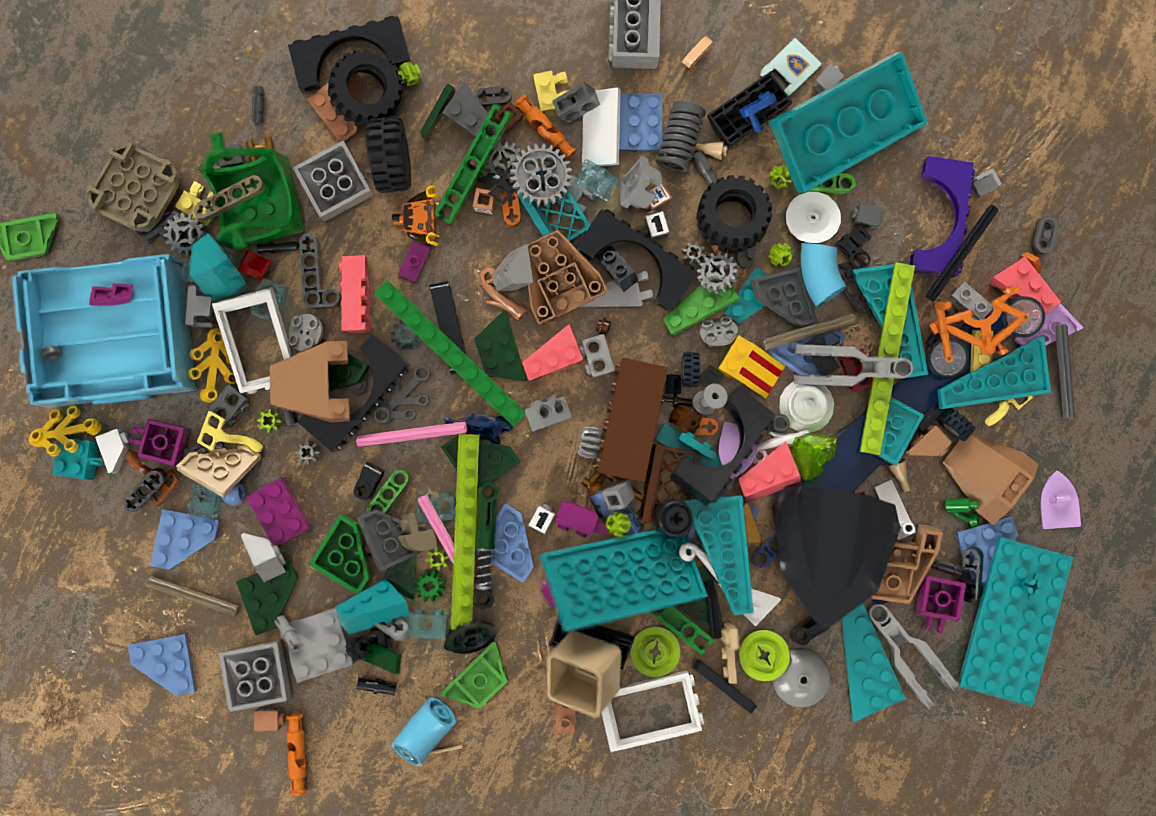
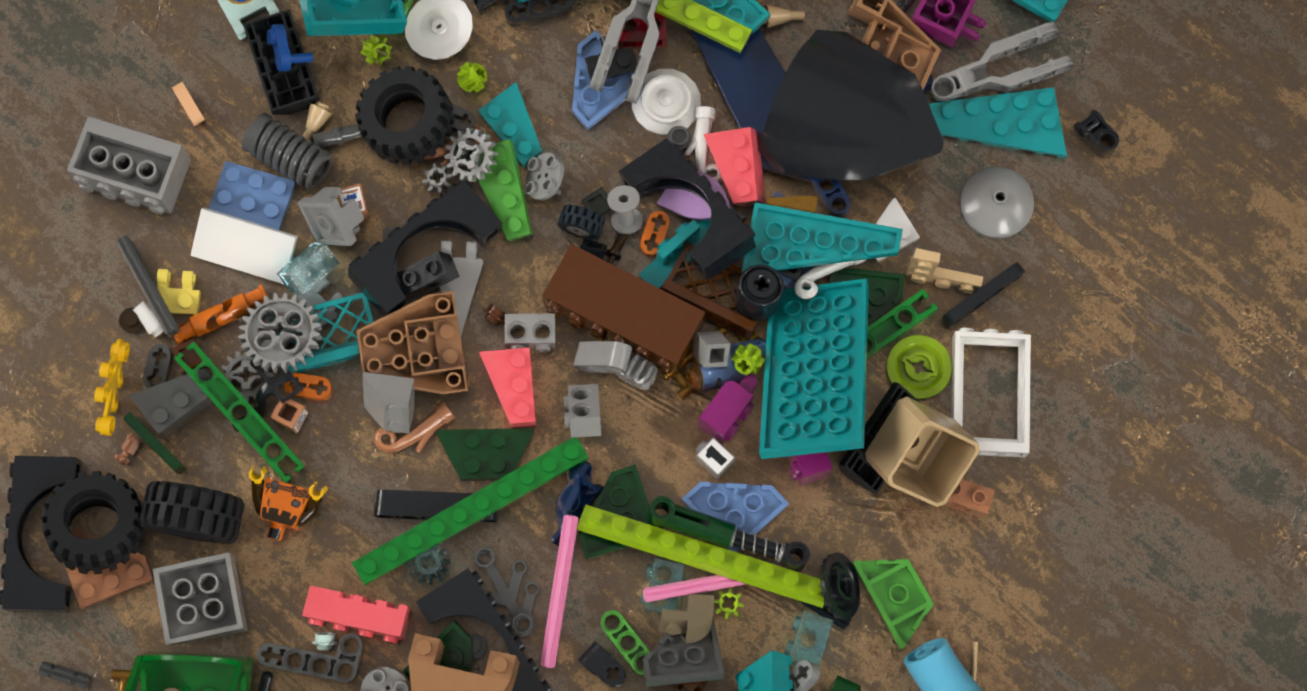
camera: 75 degrees left, 10 degrees down
(331, 278) = (325, 640): none -> light aqua plate
(403, 576) = (738, 654): clear green wing -> none
(409, 73) = (92, 461): lime gear -> none
(414, 262) = (337, 528): magenta plate -> none
(426, 579) = (750, 624): green gear -> none
(430, 95) = (129, 448): none -> nougat piece
(474, 65) = (109, 393): none -> yellow plant
(523, 65) = (129, 321): none -> dark brown plate
(527, 79) = (148, 319): none -> white cone
(552, 66) = (148, 286): none -> dark grey axle
(576, 102) = (202, 265): dark grey brick -> none
(591, 415) = (602, 357): none -> light grey beam
(656, 225) = (387, 213): brick -> none
(685, 418) = (639, 247): reddish brown bracket -> none
(713, 610) = (887, 279): black axle -> none
(751, 367) = (599, 152): yellow slope -> none
(768, 642) = (966, 220): lime gear -> none
(786, 296) = (525, 84): dark grey plate -> none
(810, 331) = (577, 70): dark tan axle -> none
(810, 631) = (941, 173): black piece -> none
(812, 452) = (725, 106): clear neon green slope -> none
(821, 272) = (508, 35): medium azure brick -> none
(880, 742) = (1094, 130): none -> black piece
(887, 492) = (799, 35): white piece -> none

